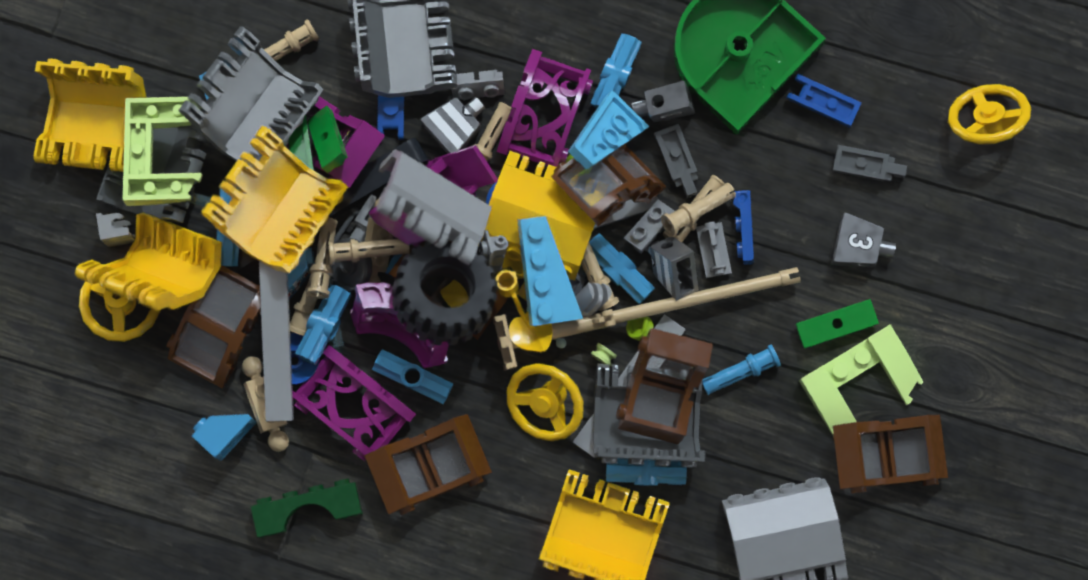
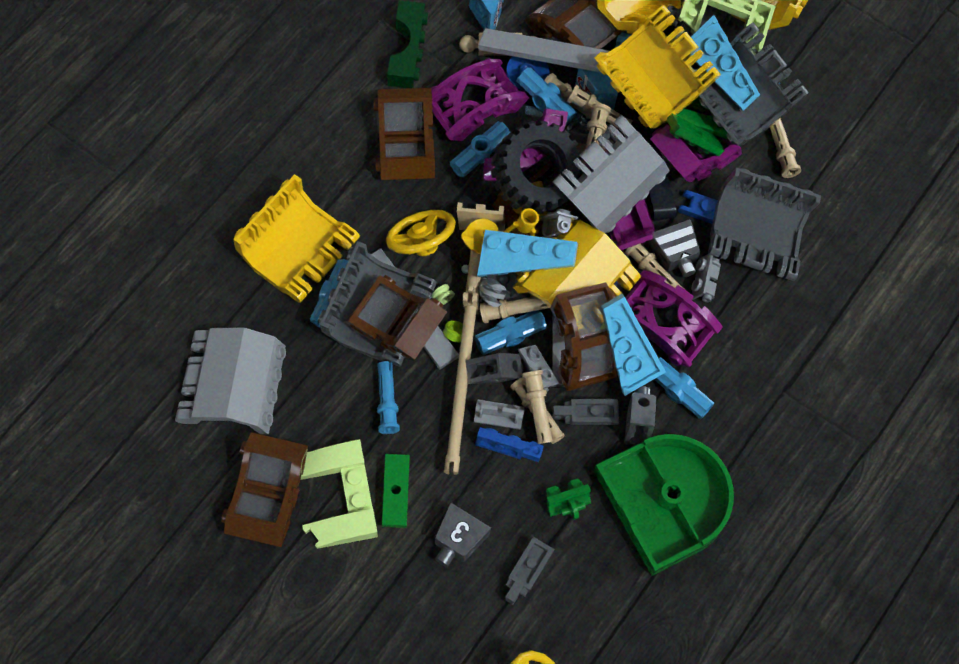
camera: 105 degrees right, 15 degrees down
(230, 134) = (718, 50): none -> medium azure wing
(772, 139) = (569, 501): none -> green hips
(825, 101) = (596, 555): blue hinge -> none

